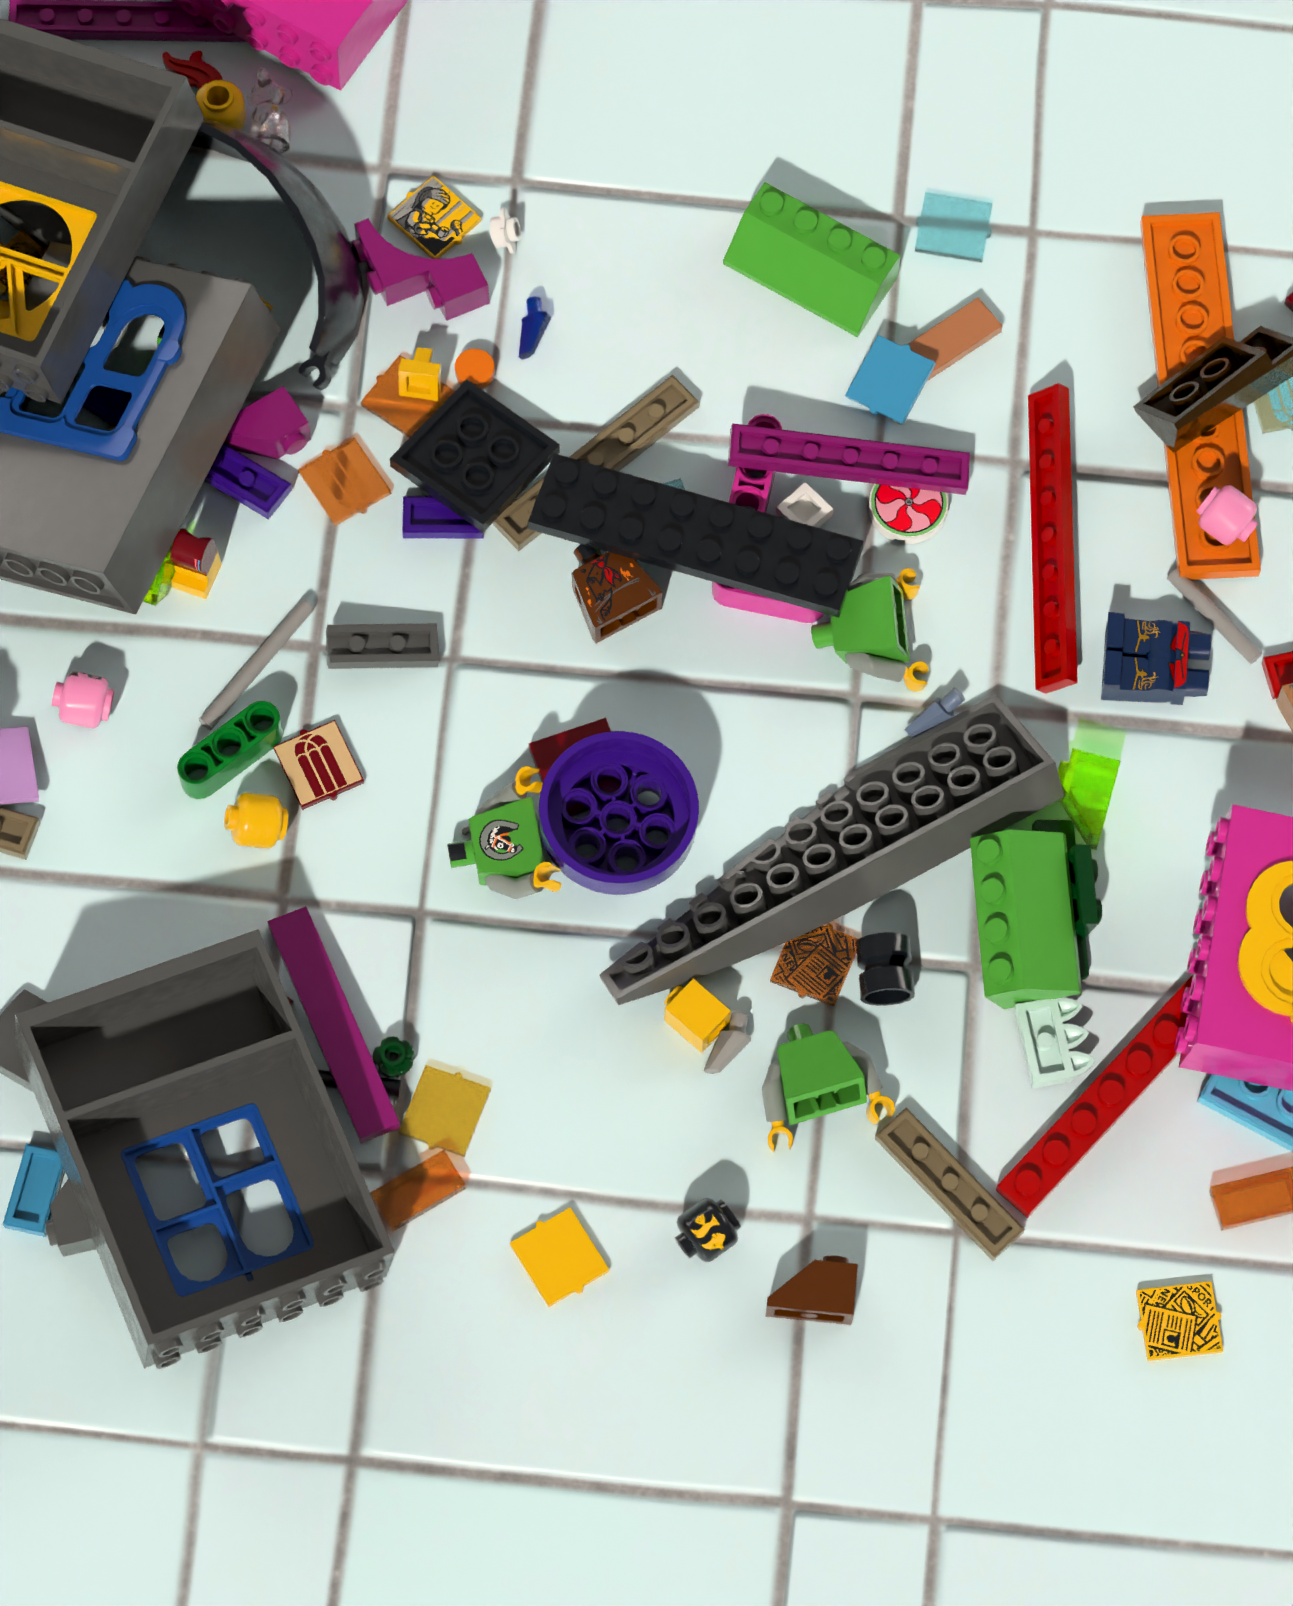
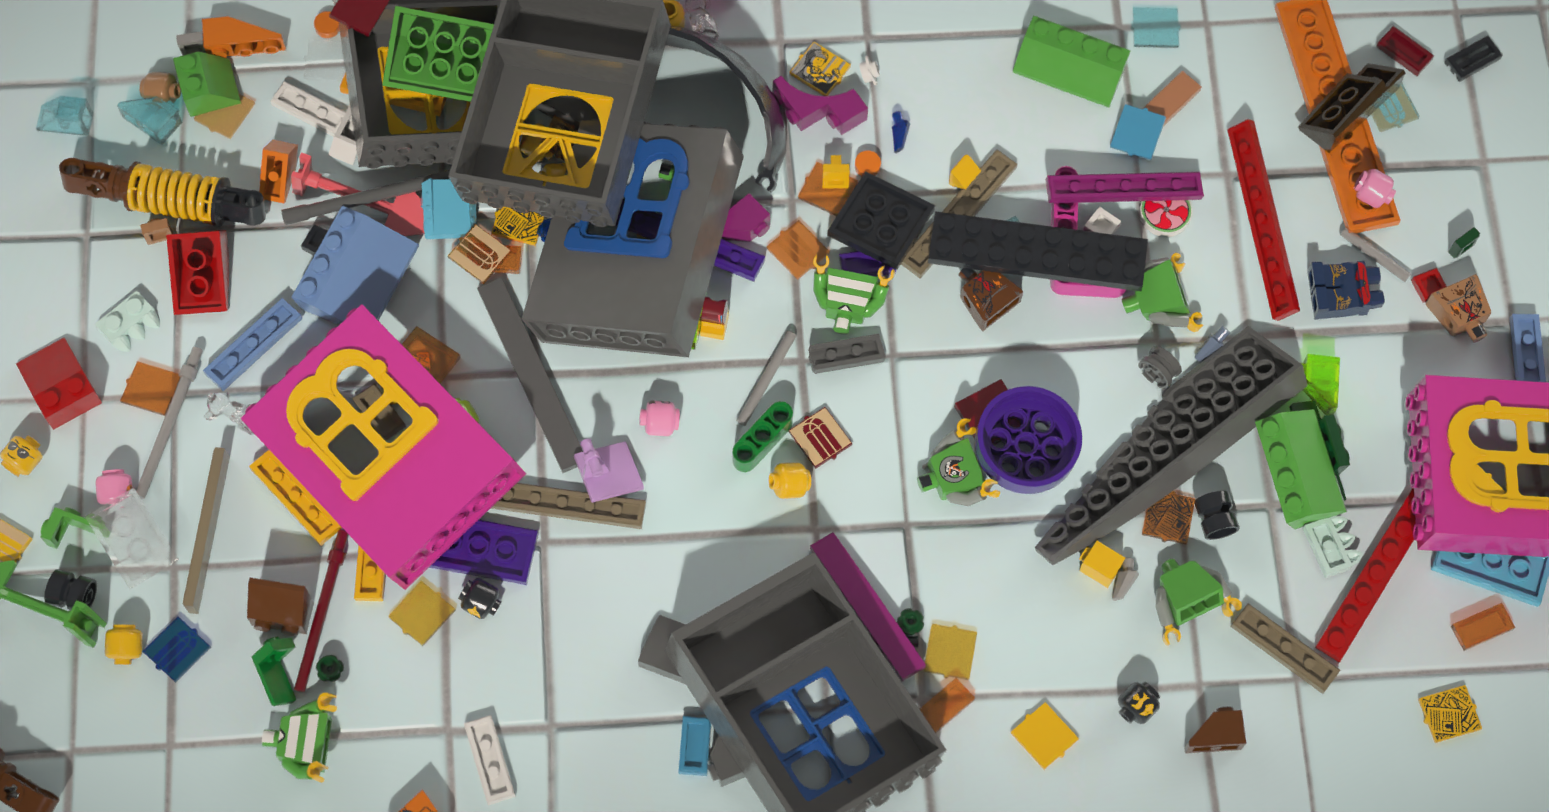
camera: 10 degrees left, 0 degrees up
(401, 558) = (848, 295): none -> bright green torso
(613, 402) = (963, 173): none -> yellow slope
(846, 735) = (1160, 367): none -> dark grey wheel

